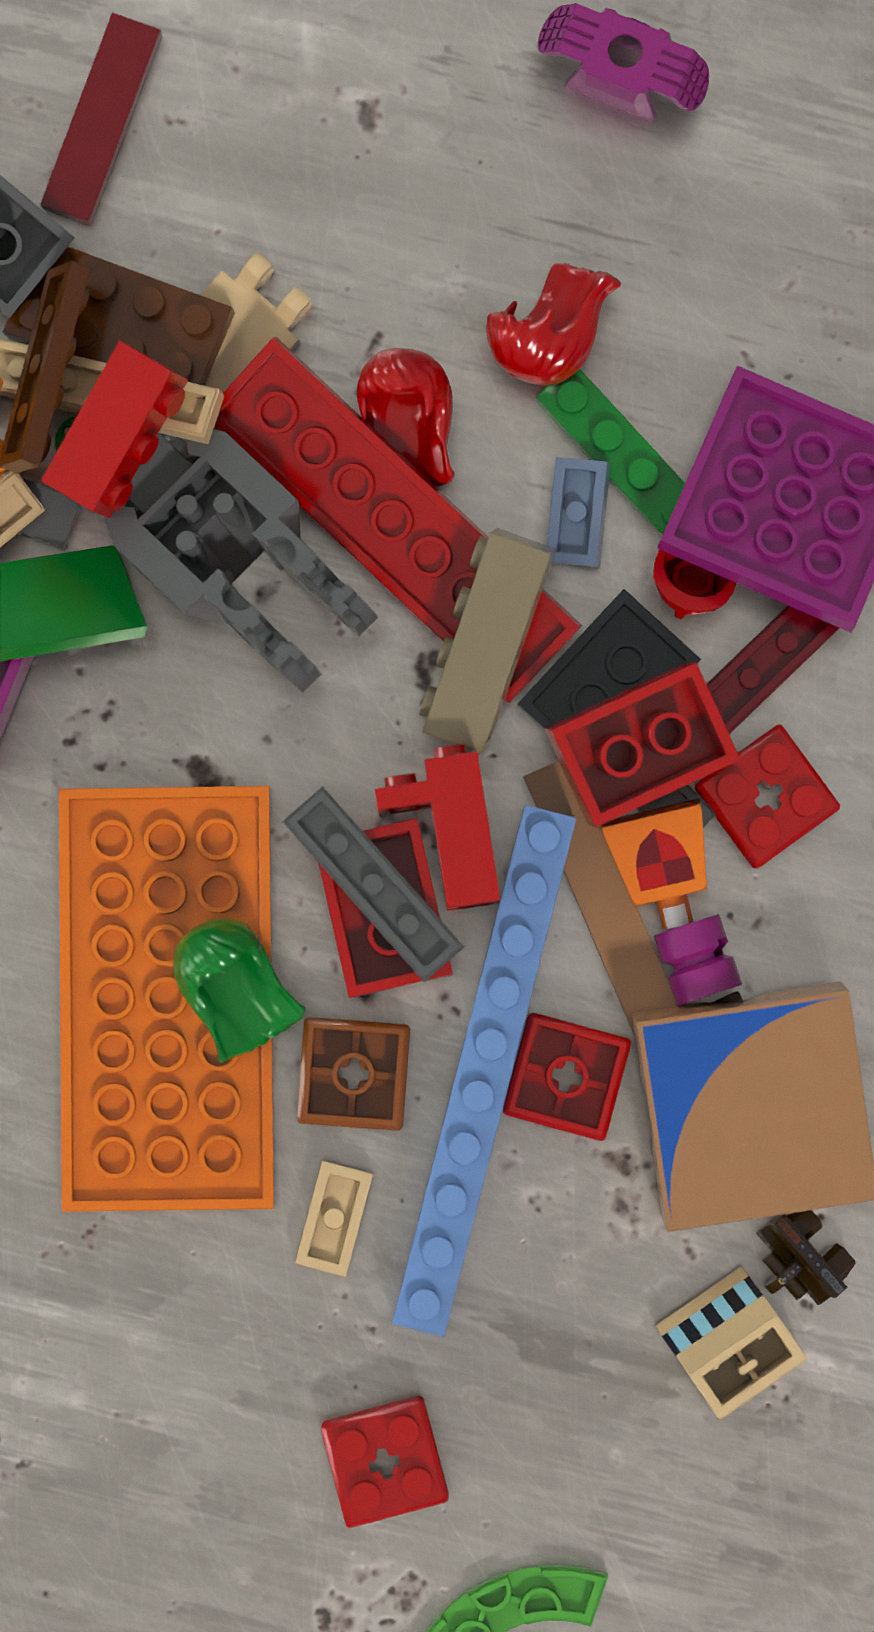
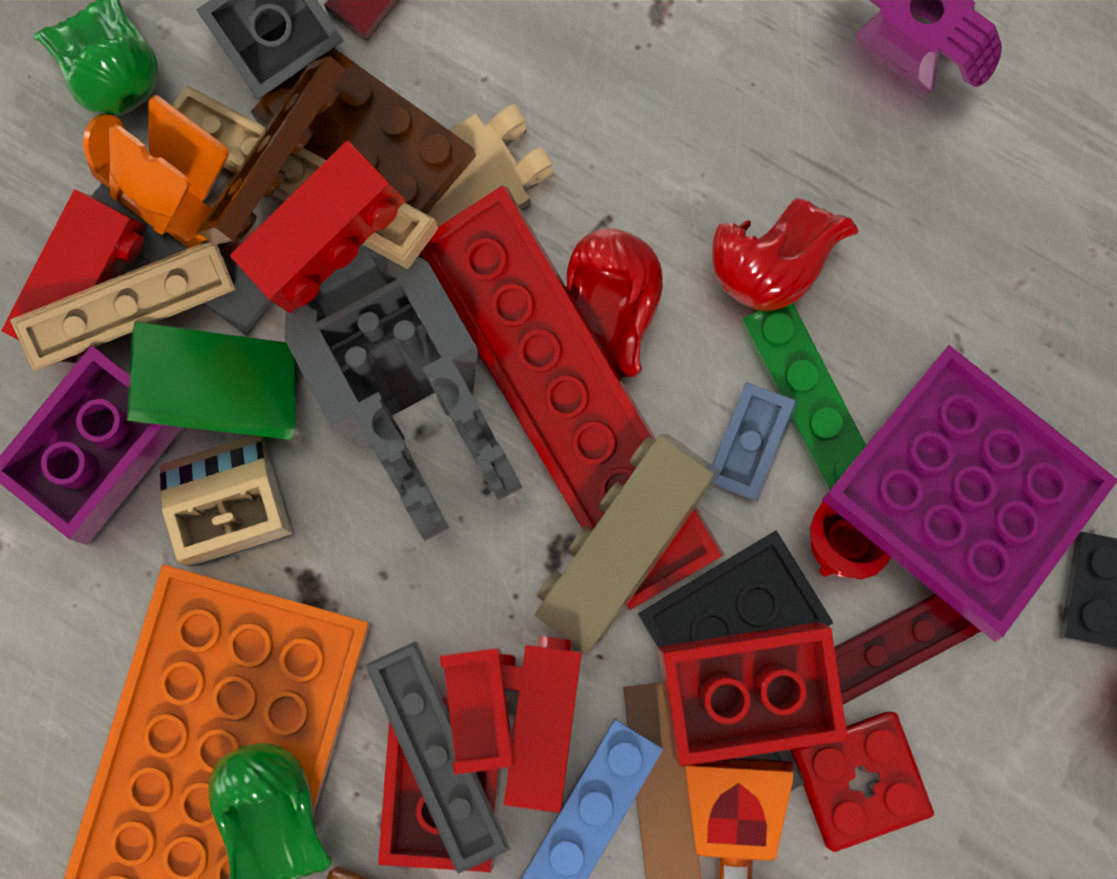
camera: 20 degrees right, 5 degrees down
(96, 712) = (222, 501): none -> tan slope
(400, 828) = (478, 711): none -> red panel

